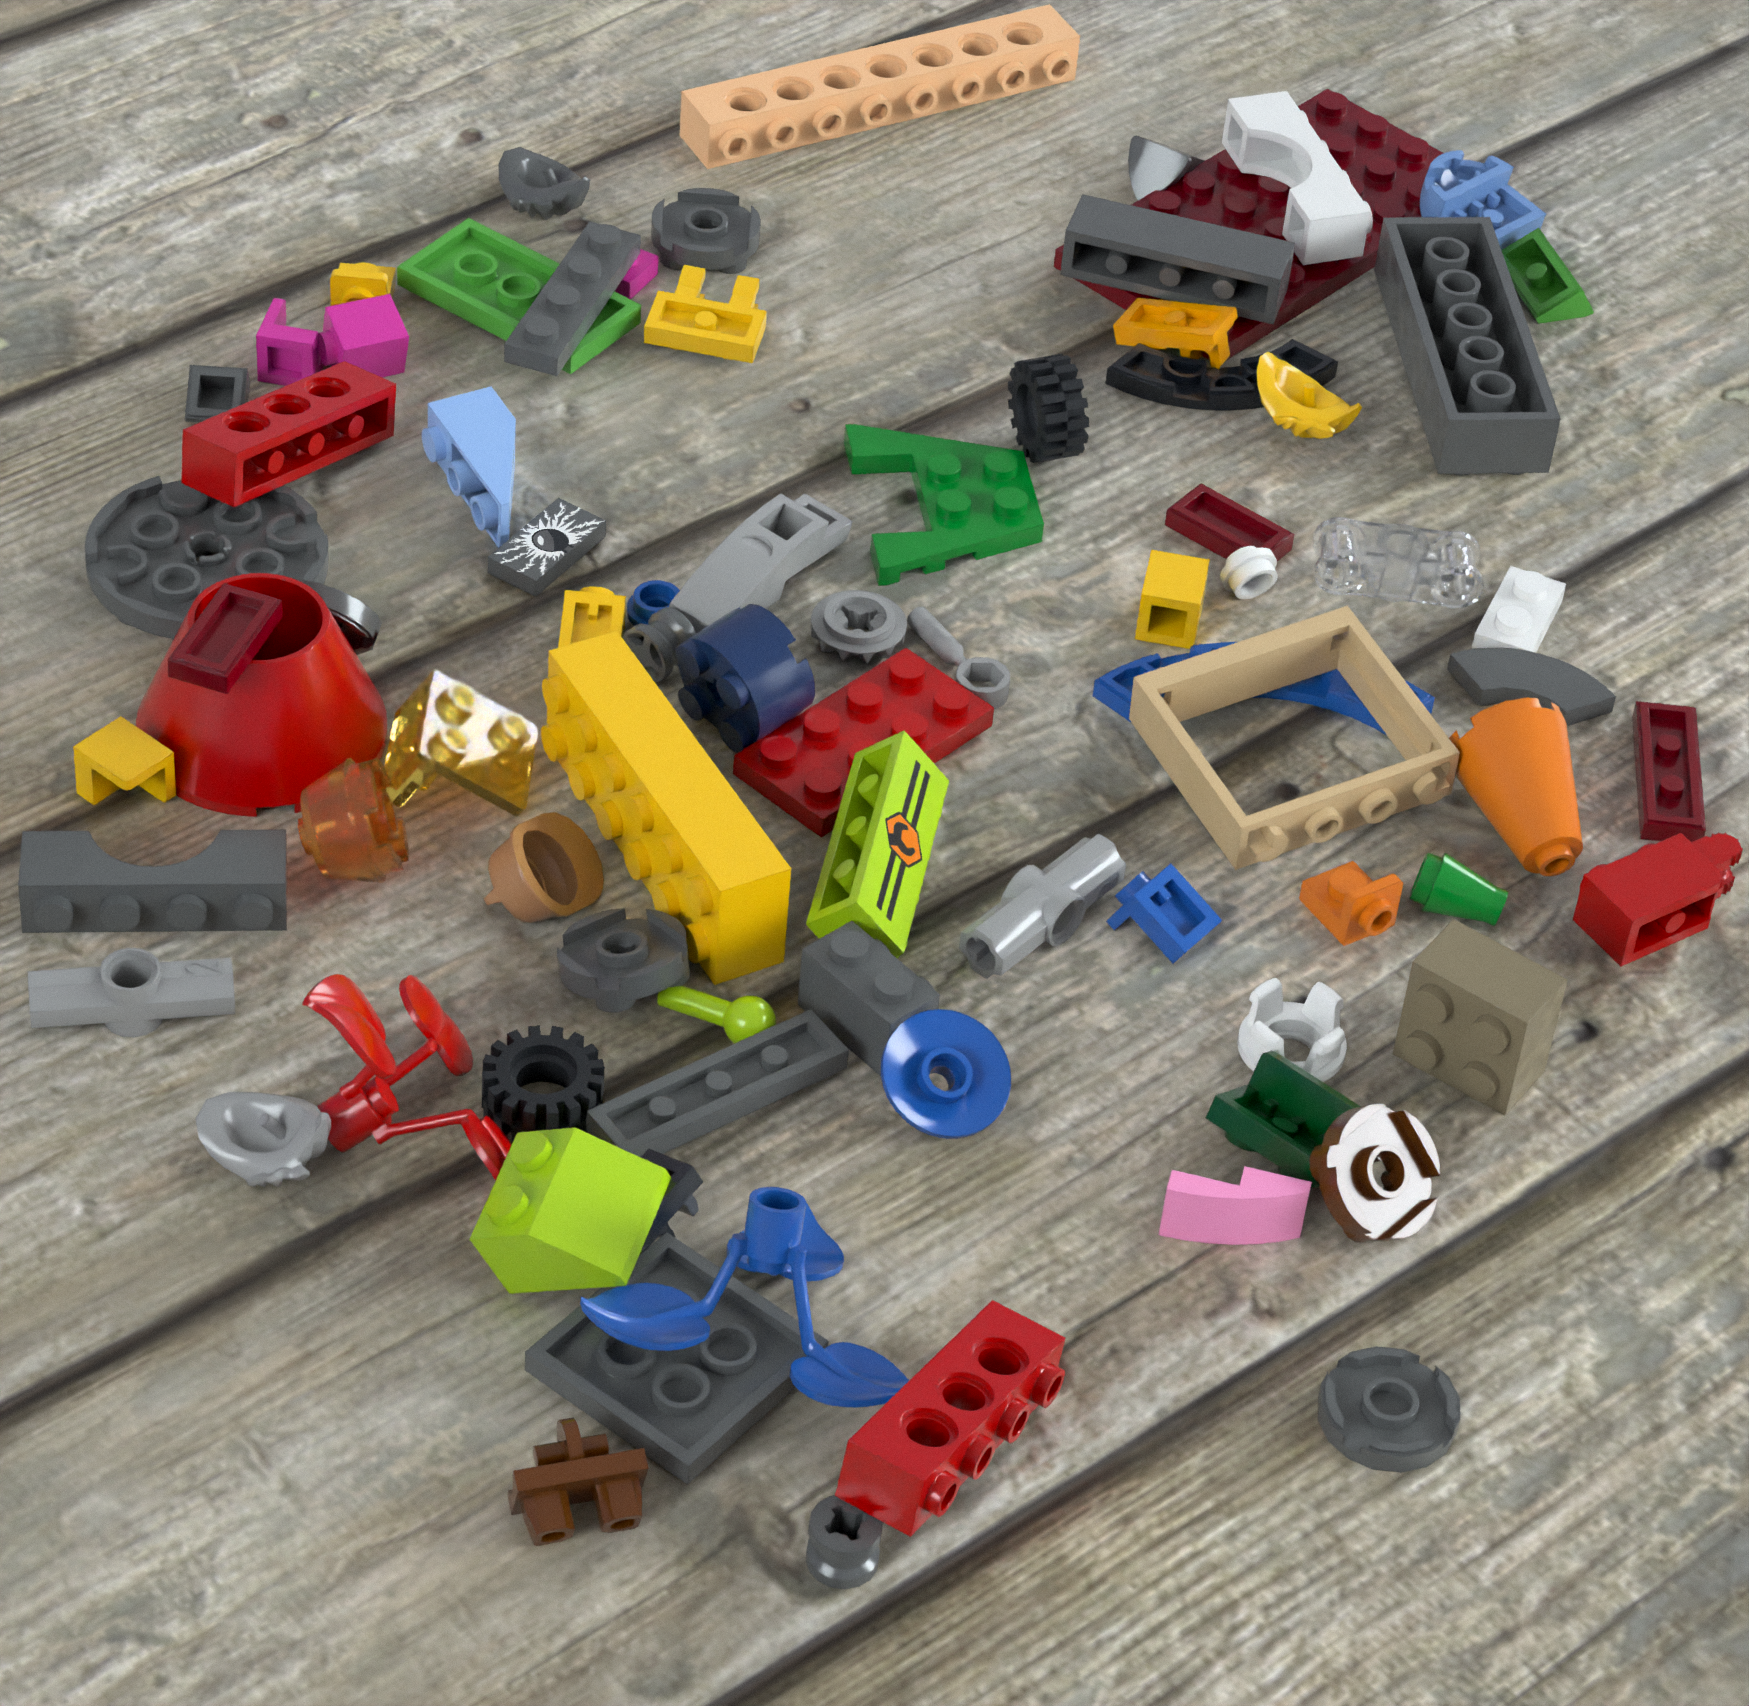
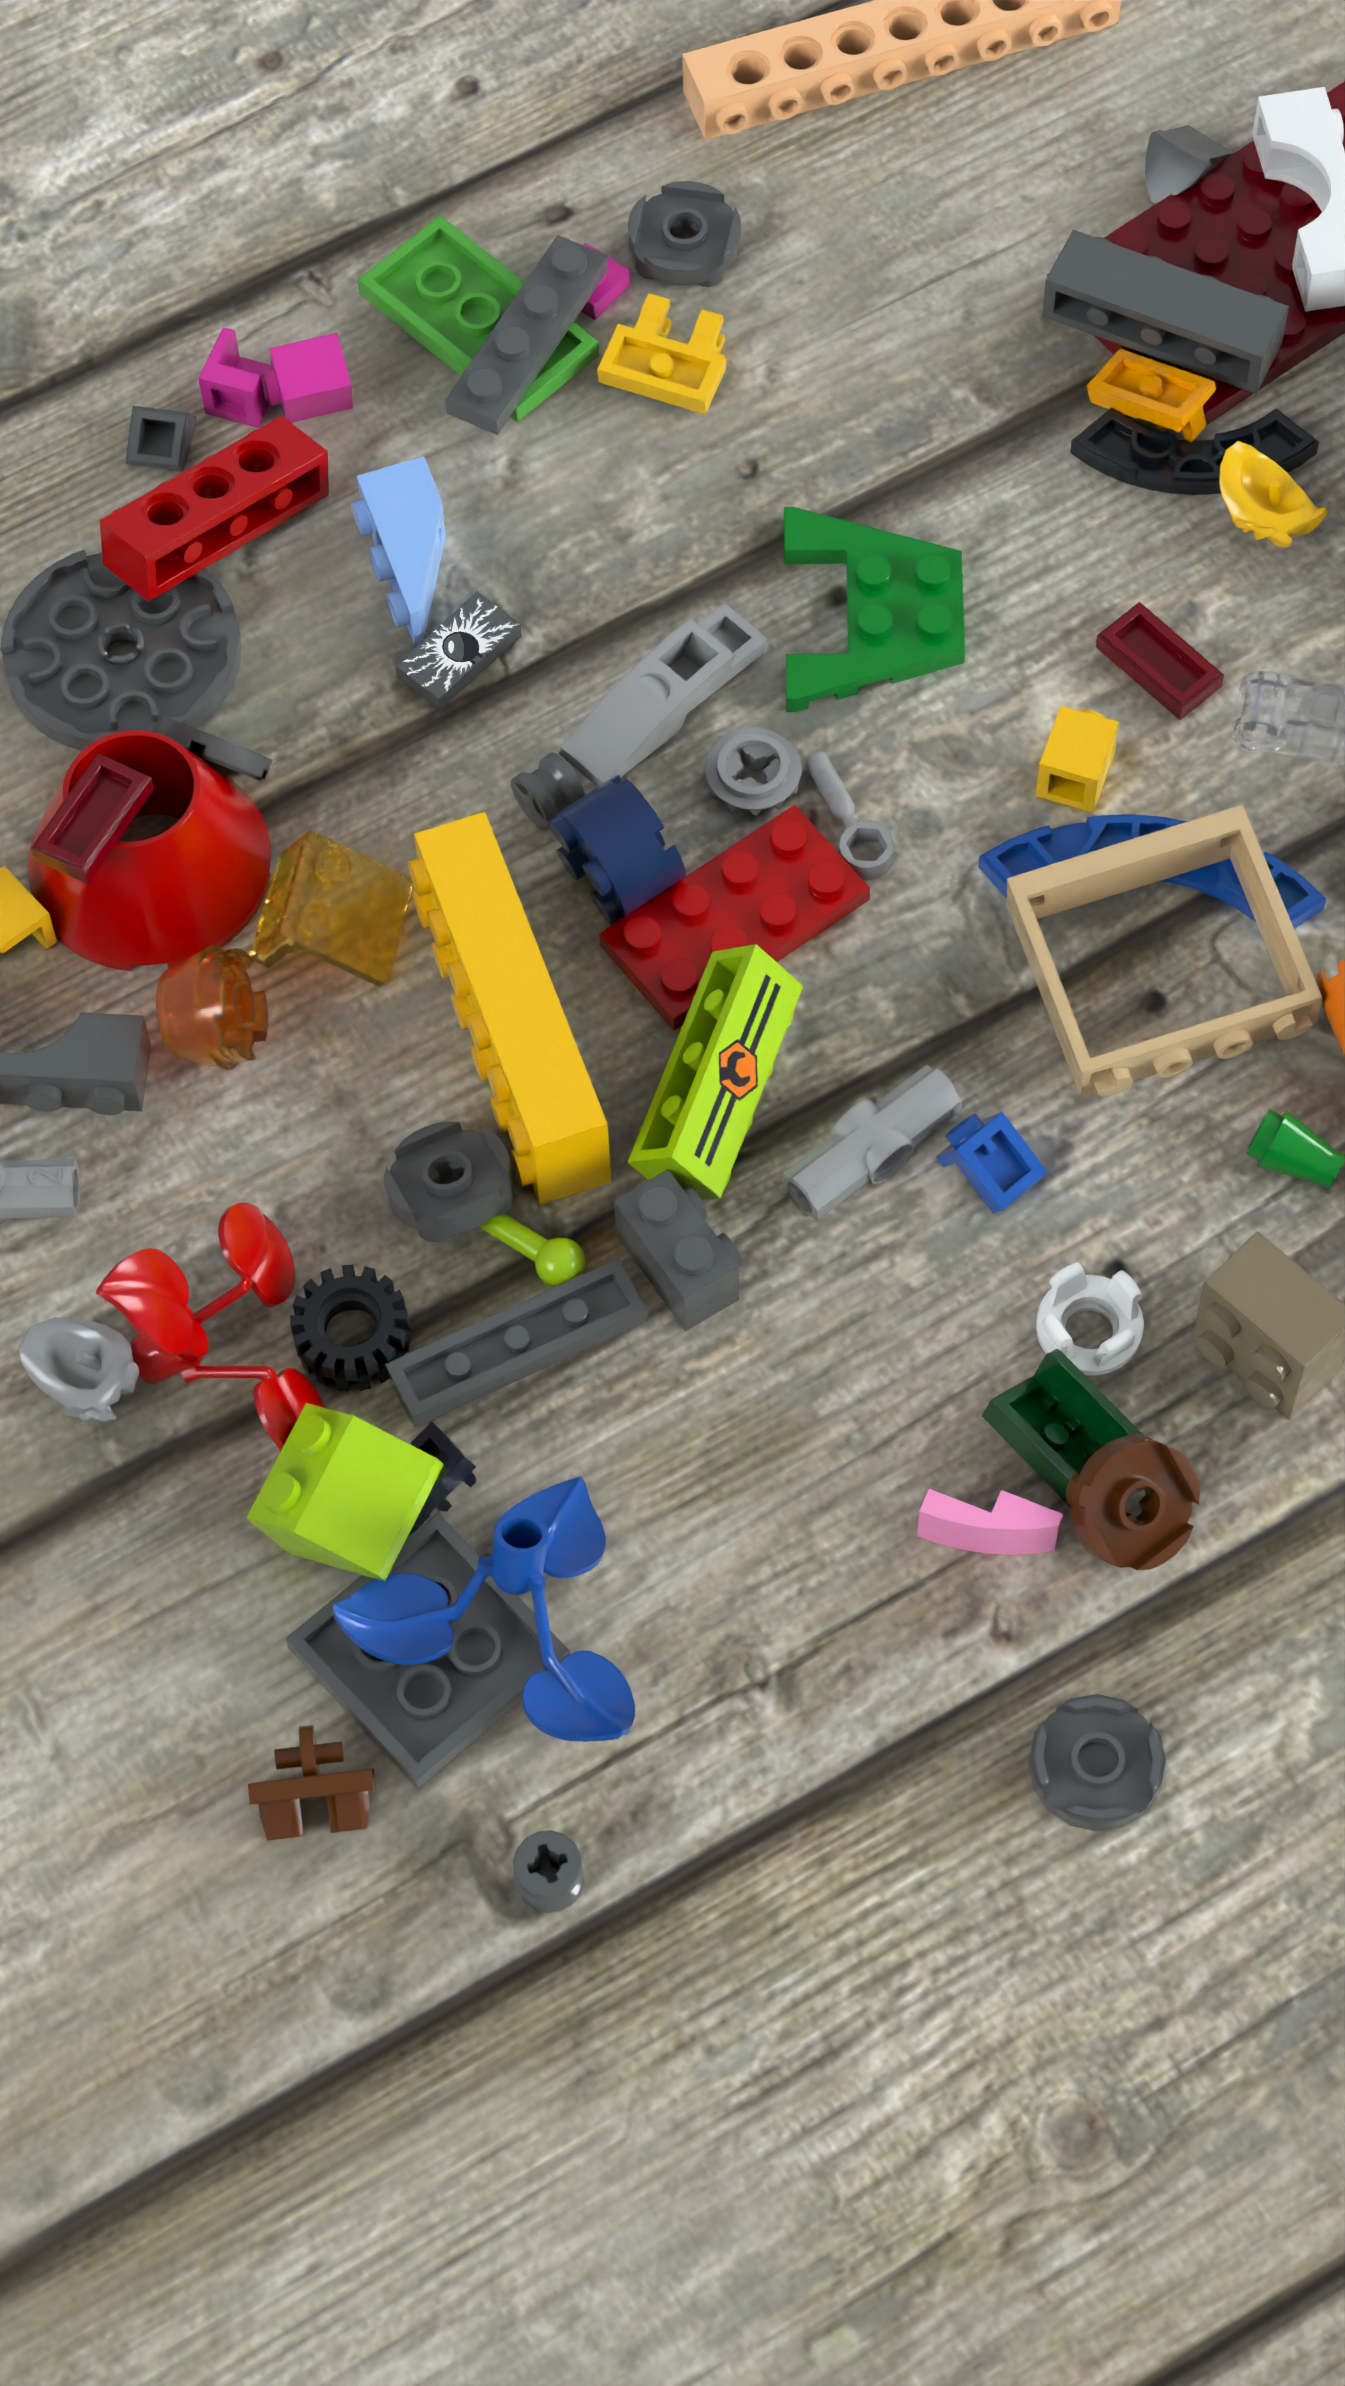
camera: 15 degrees right, 20 degrees up
(361, 282) = (321, 304): yellow bracket -> none
(540, 184) = (522, 165): dark grey hat -> none
(545, 870) = (392, 1070): medium nougat piece -> none
(591, 614) = (483, 766): yellow bracket -> none
(648, 599) = (546, 727): blue plate -> none
(951, 1418) = (723, 1679): red brick -> none
(960, 1052) = (769, 1350): blue dish -> none
(1048, 408) = (991, 506): black tyre -> none
(1249, 572) = (1165, 725): white plate -> none
(1351, 902) = (1186, 1153): orange bracket -> none

